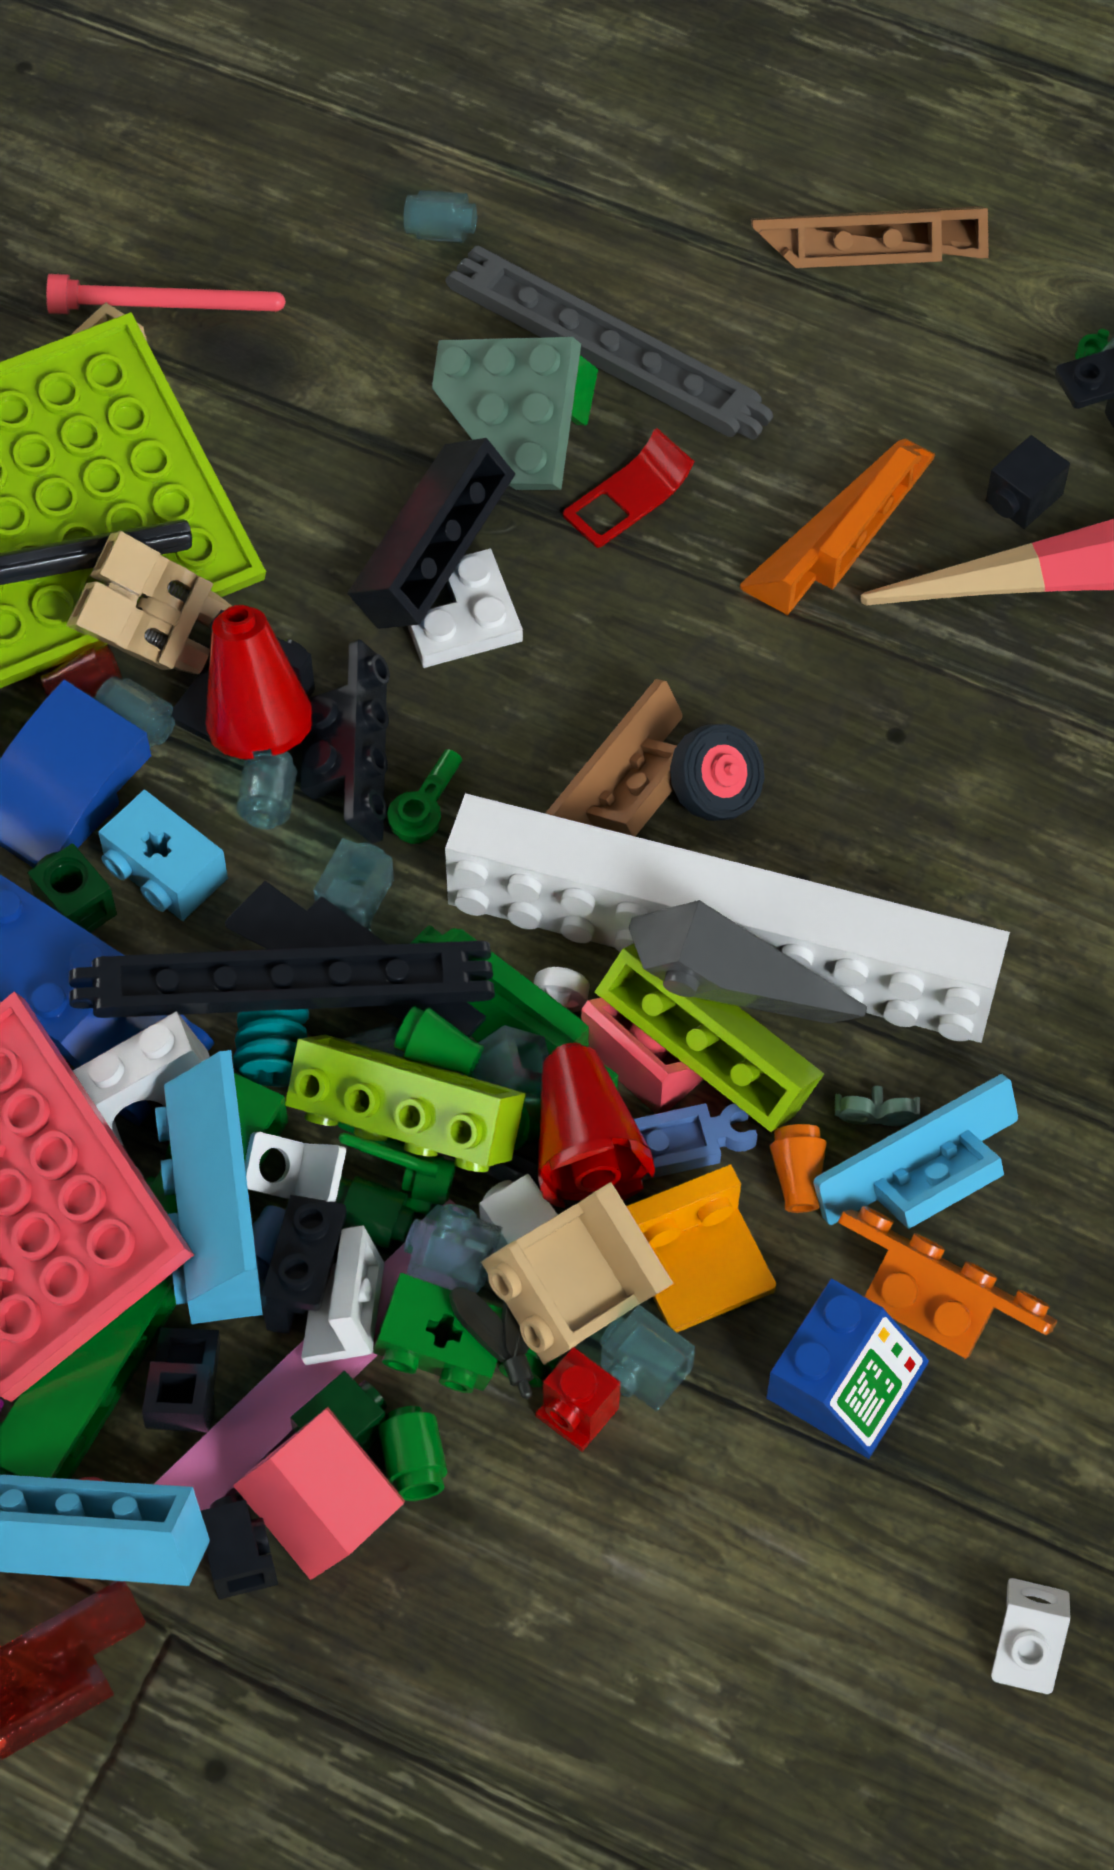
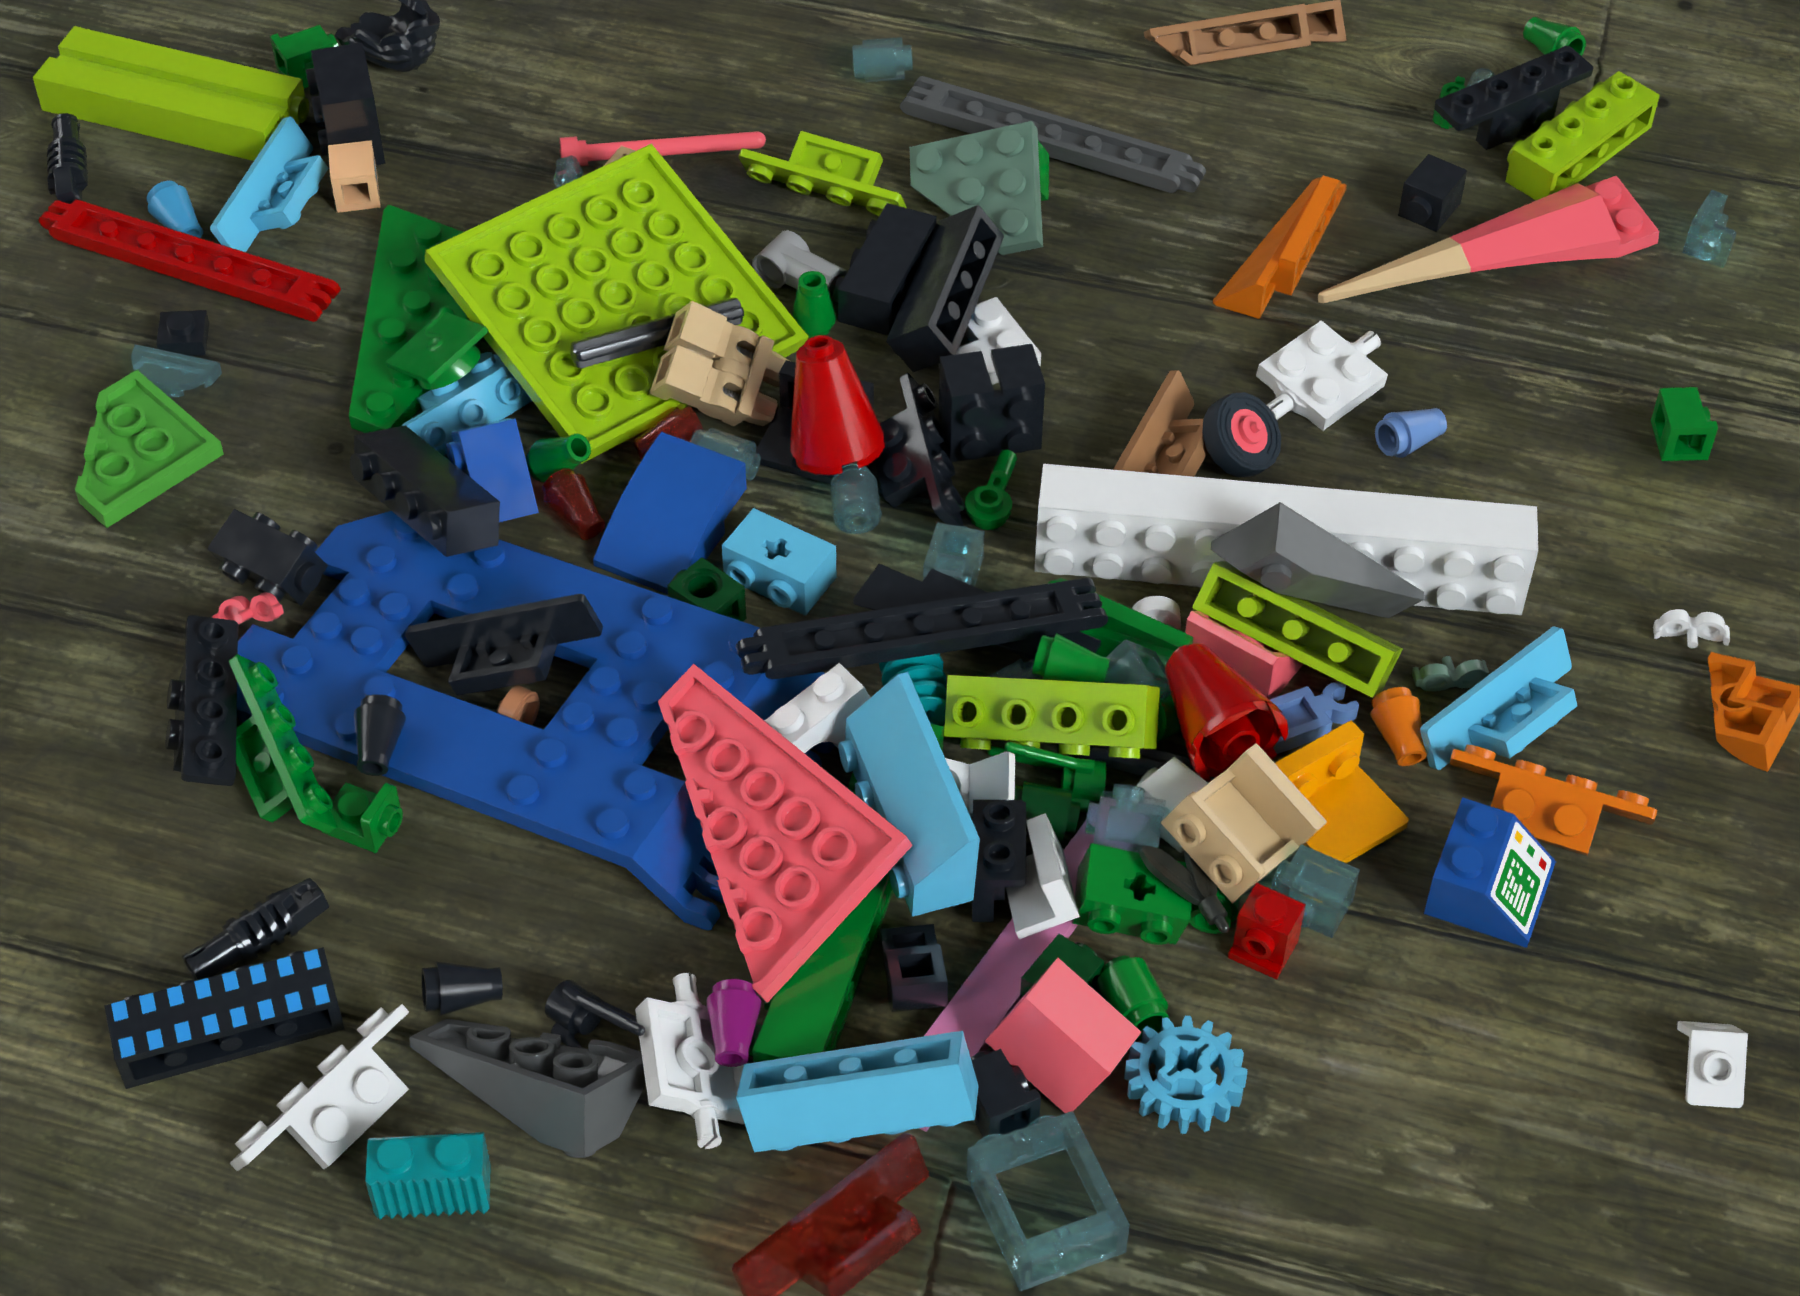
camera: 10 degrees left, 10 degrees down
(50, 322) = (567, 170): none -> clear light blue tile
(268, 1738) = (1066, 1247): none -> clear light blue window
(270, 472) = (788, 259): none -> light grey piece
(278, 535) = (813, 305): none -> green cone
(345, 353) = (828, 168): none -> lime bracket
(370, 493) = (883, 268): none -> black brick
(426, 1571) = (1185, 1074): none -> medium azure gear
(446, 717) = (987, 420): none -> black piece
(637, 486) = (1106, 238): red piece -> none
(834, 703) = (1322, 375): none -> white plate
(913, 791) = (1408, 430): none -> medium blue cone

